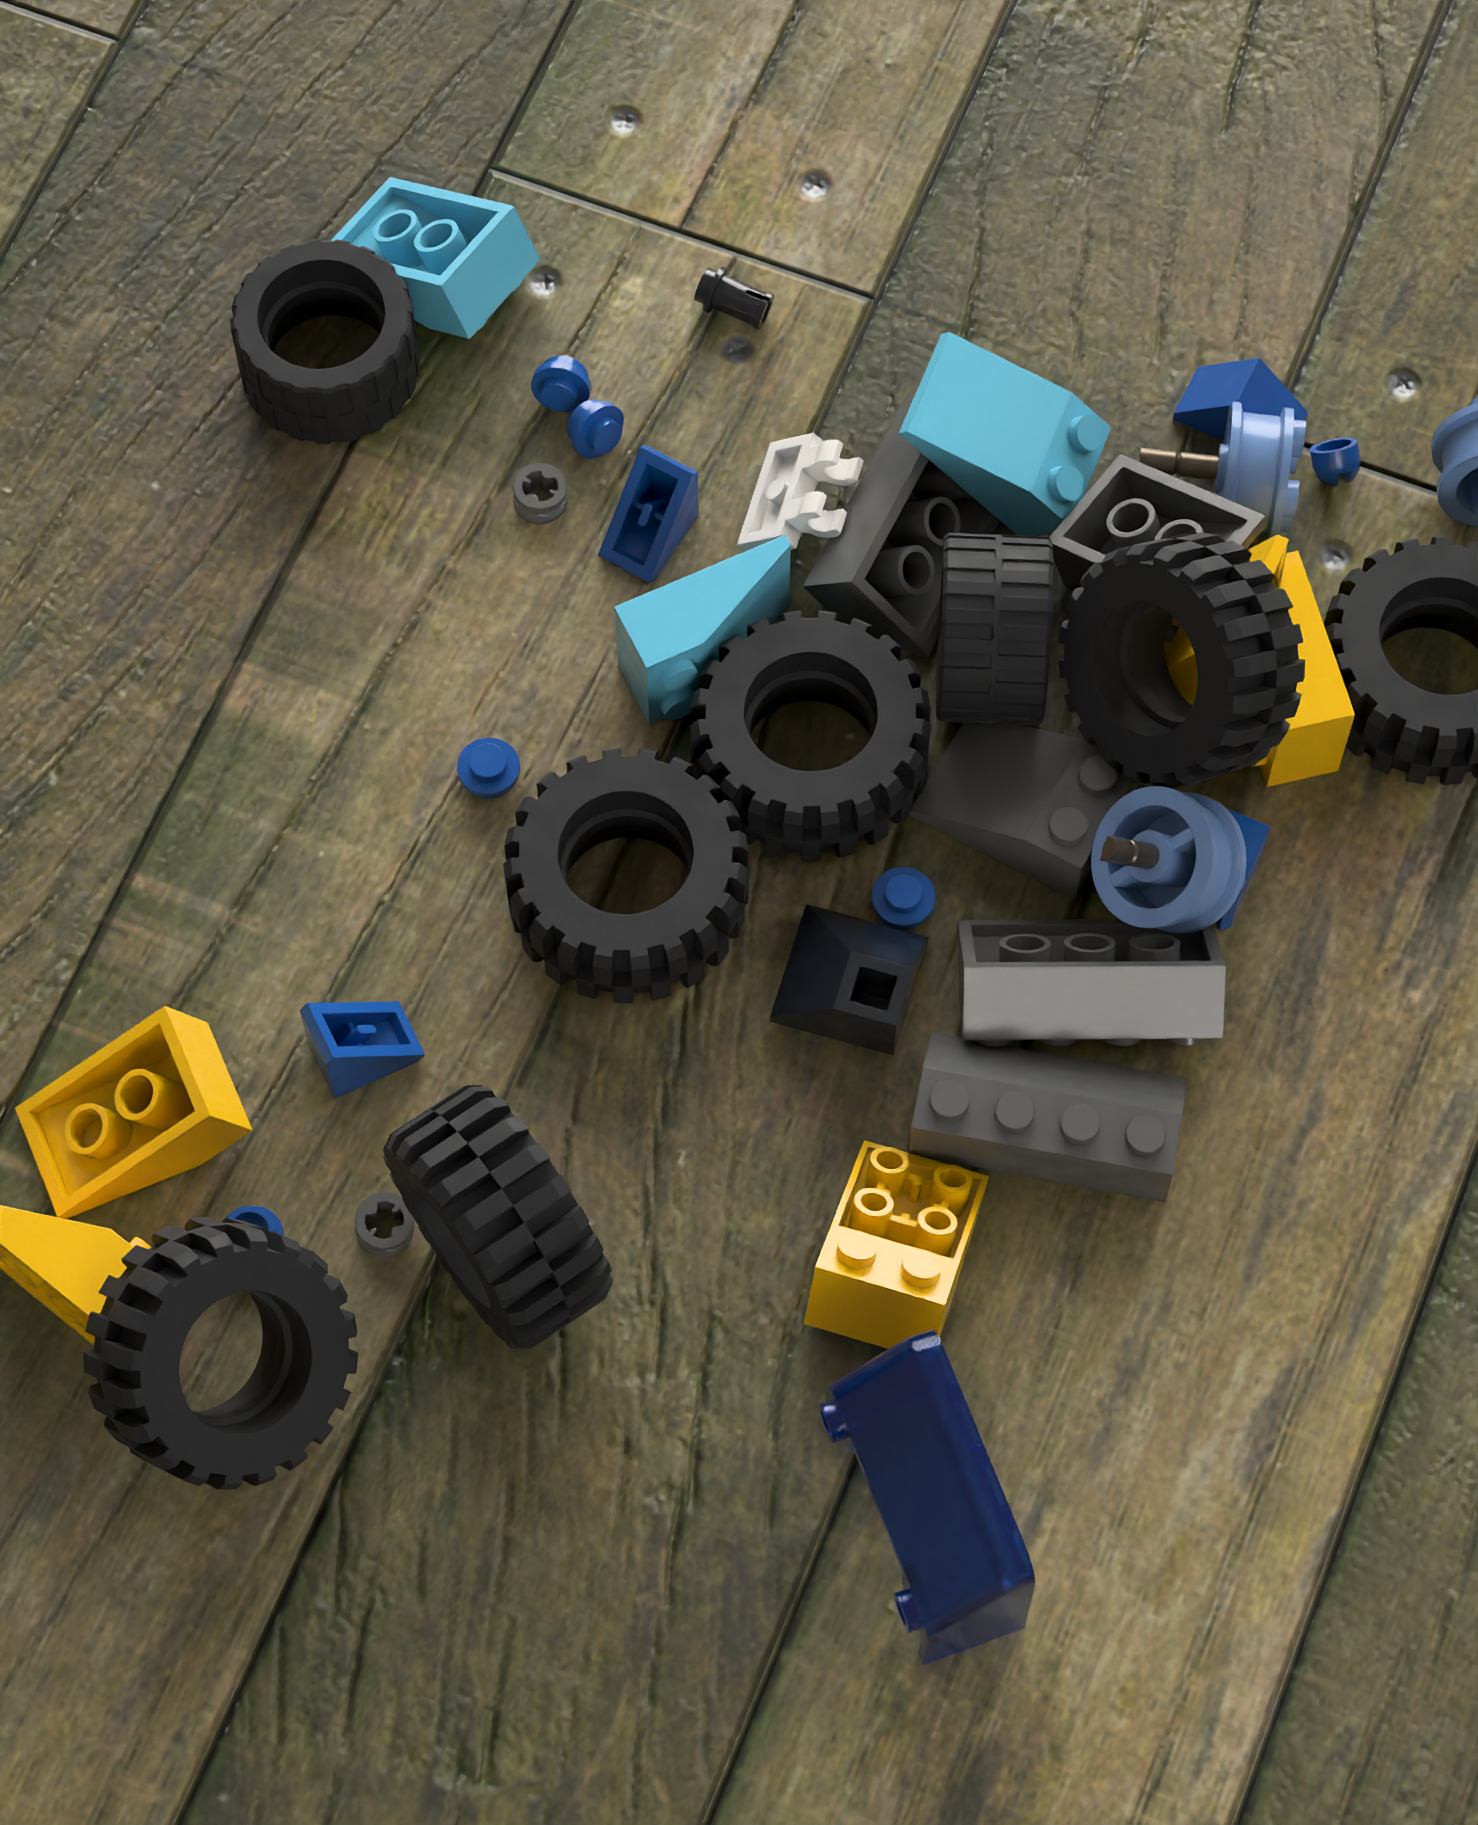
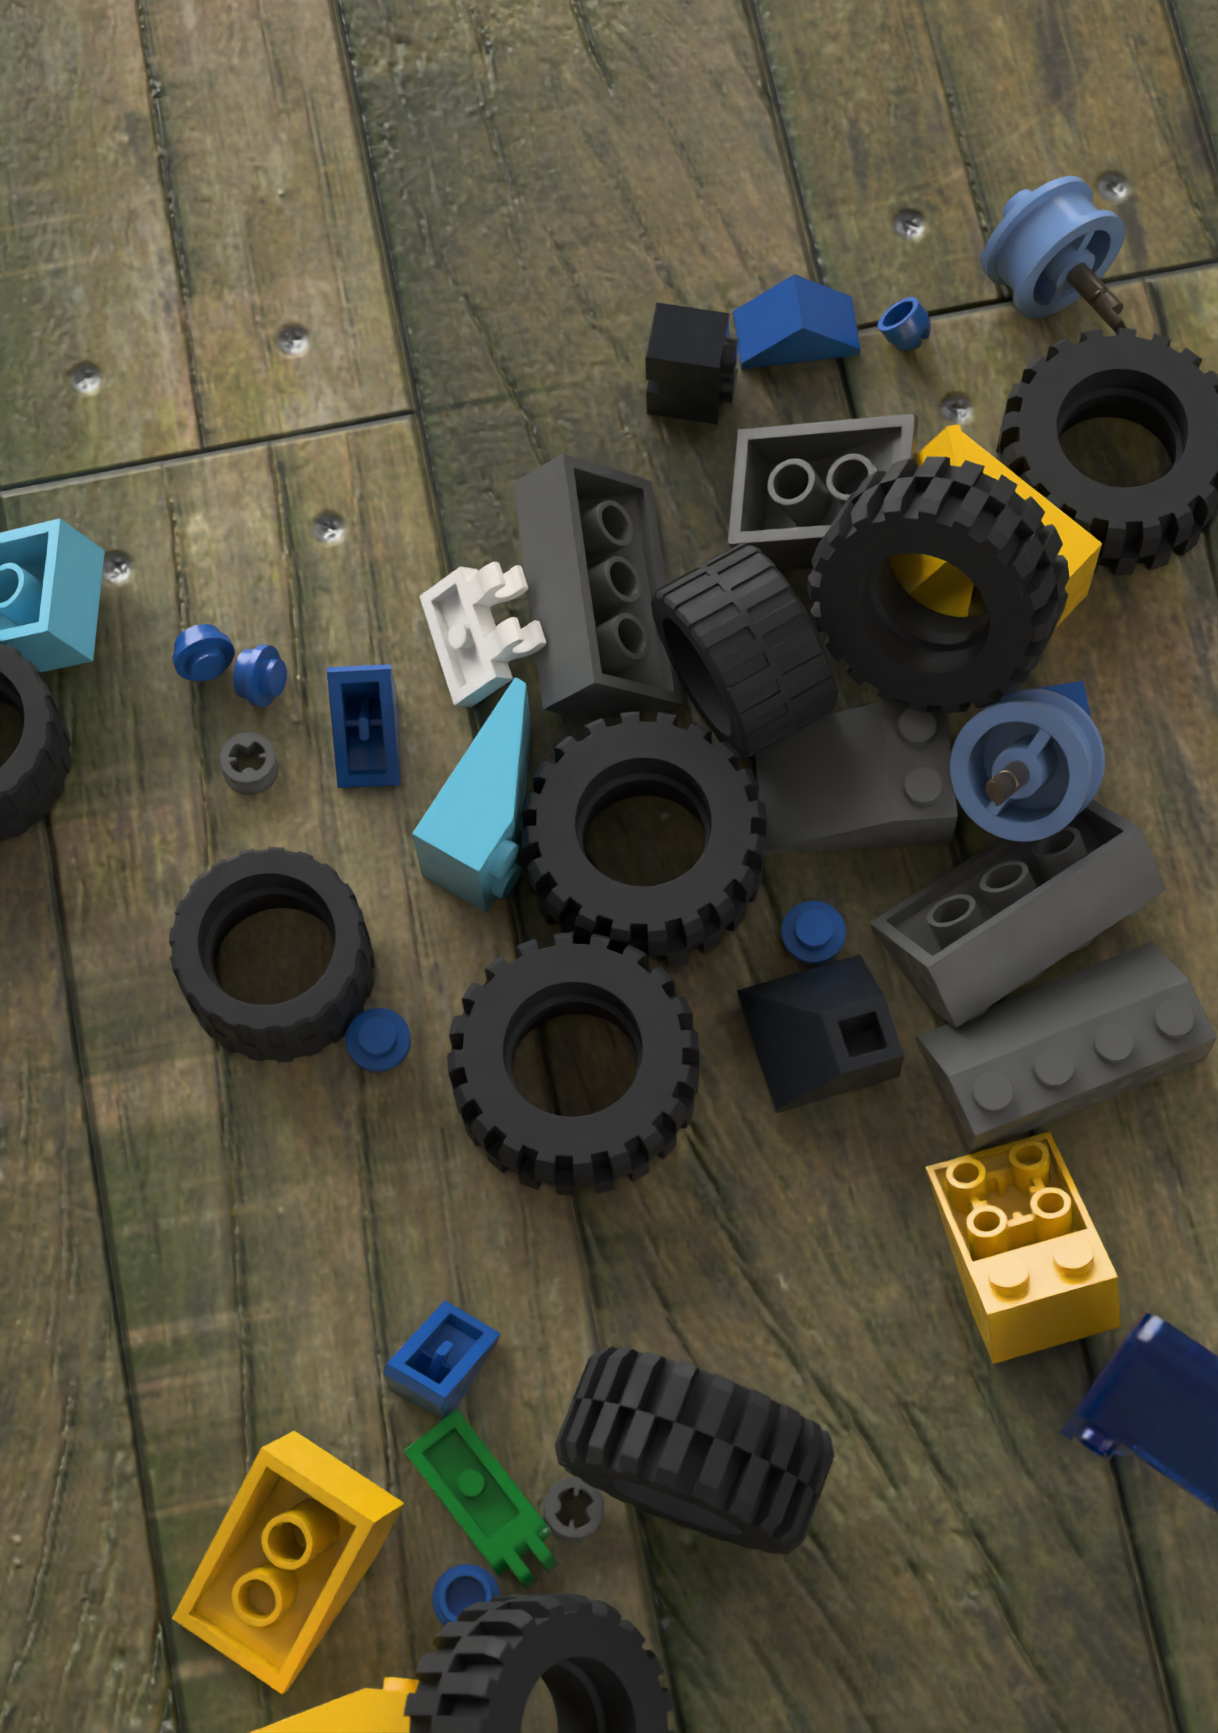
camera: 30 degrees left, 5 degrees up
(317, 1164) = (481, 1497): none -> green hinge
(434, 583) = (252, 885): none -> black tyre
(733, 297) = (298, 484): black pin -> none
(1005, 435) = (631, 471): medium azure slope -> none
(1122, 377) = (690, 363): none -> black brick
(1249, 466) = (850, 373): medium blue wheel -> none

